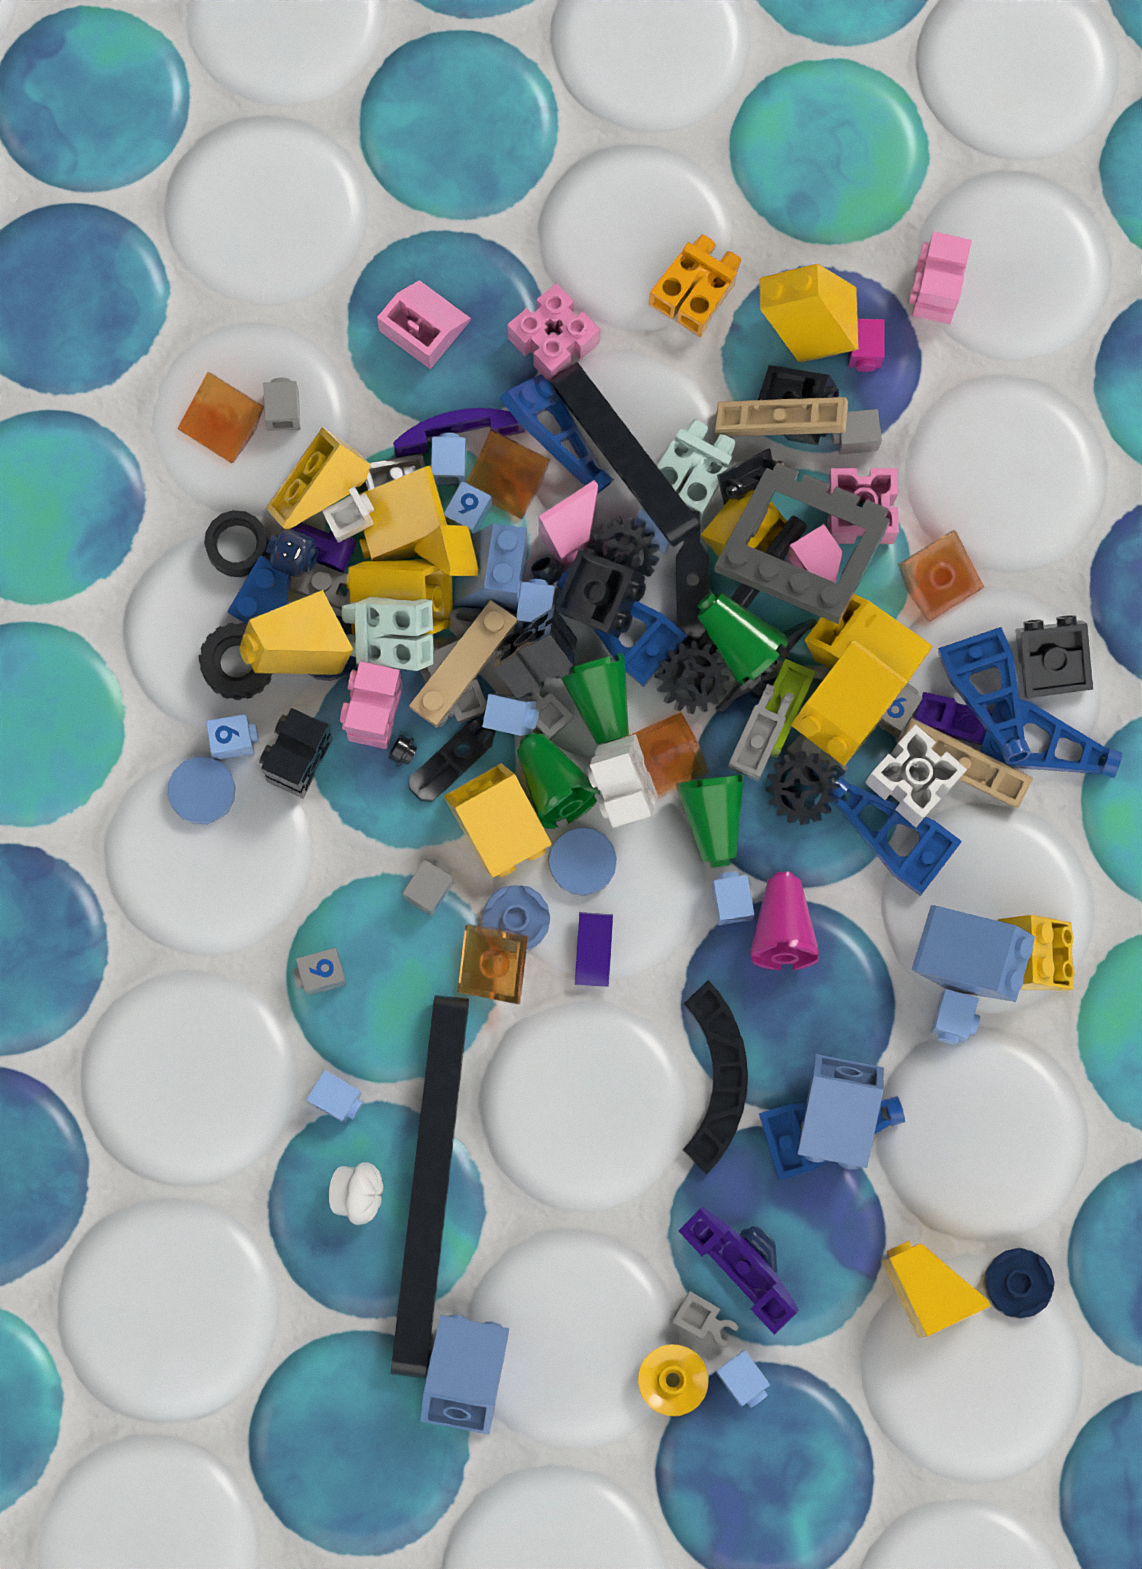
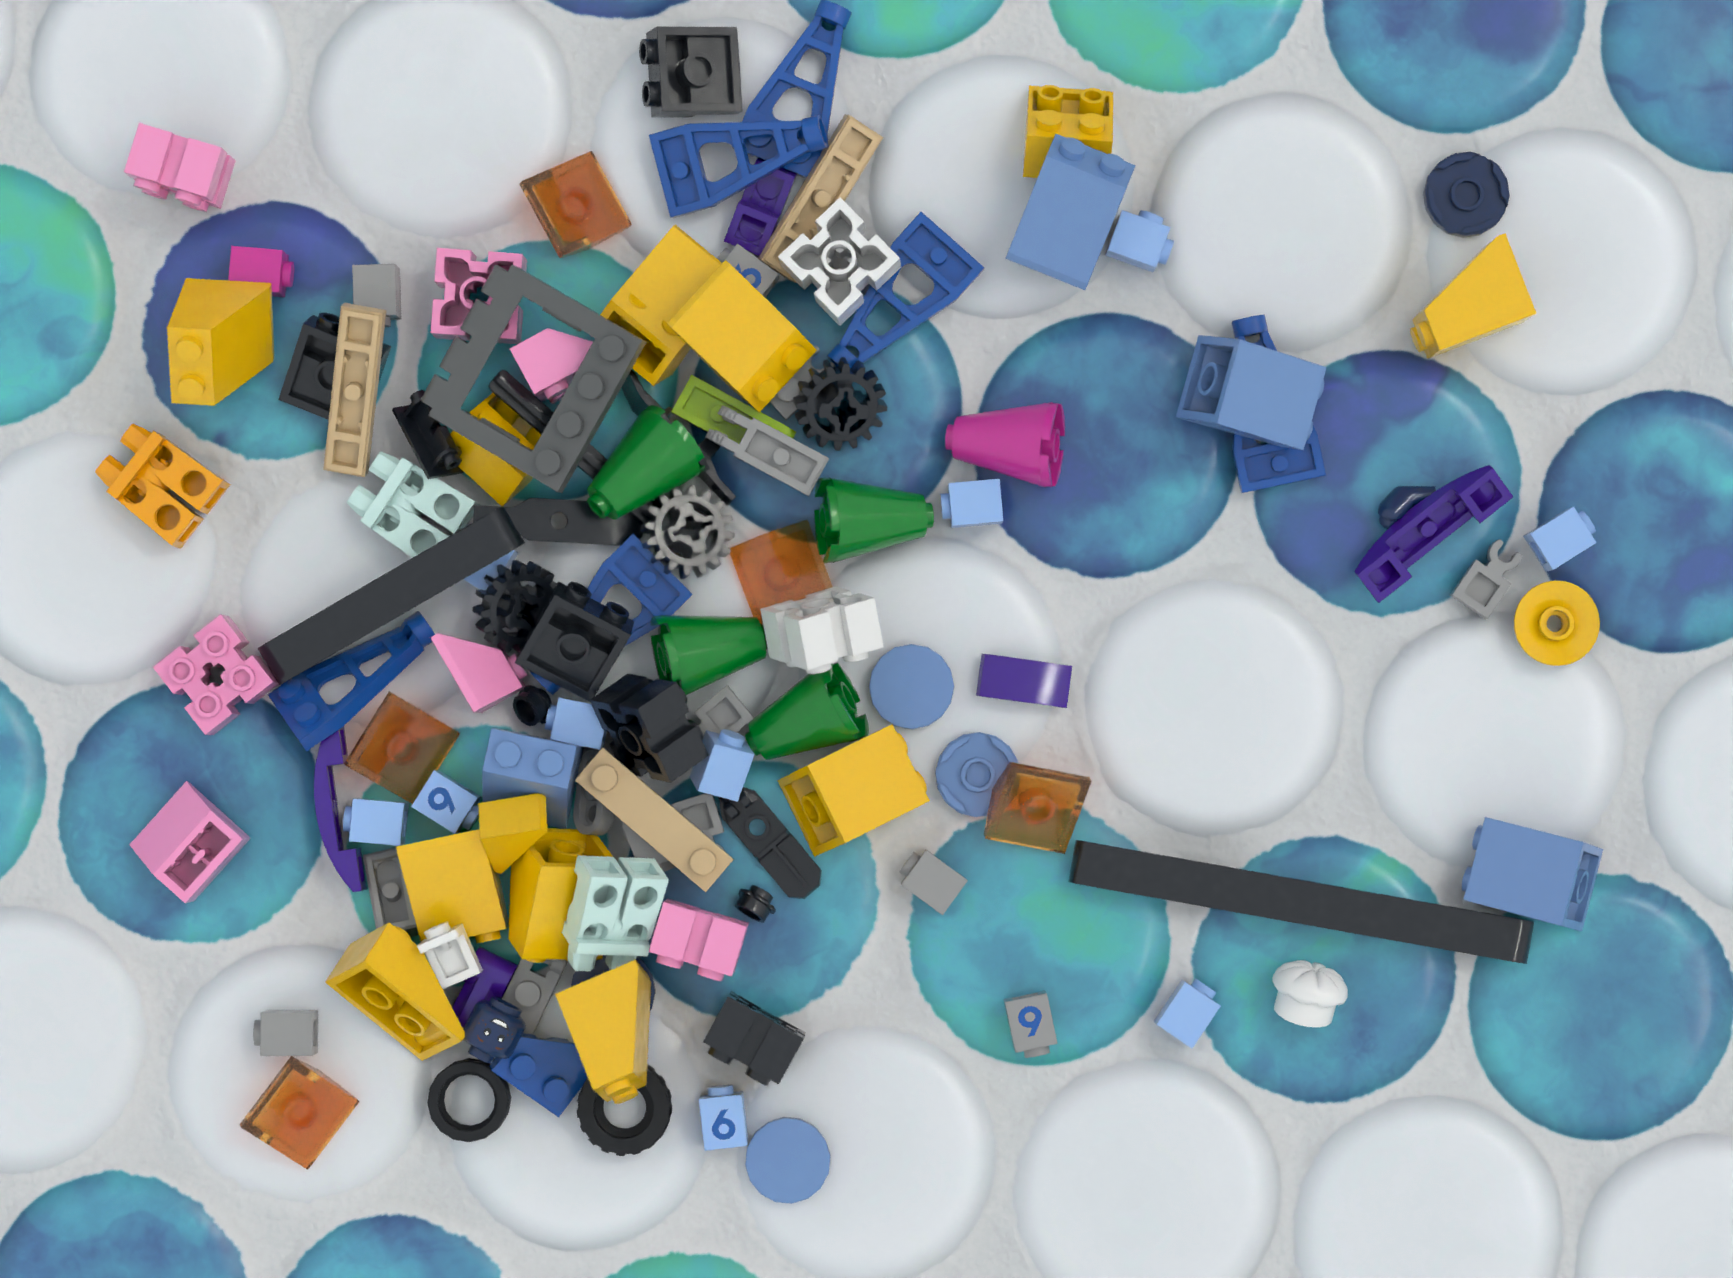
camera: 80 degrees left, 10 degrees up
(729, 1077) = (1192, 526): black tile -> none

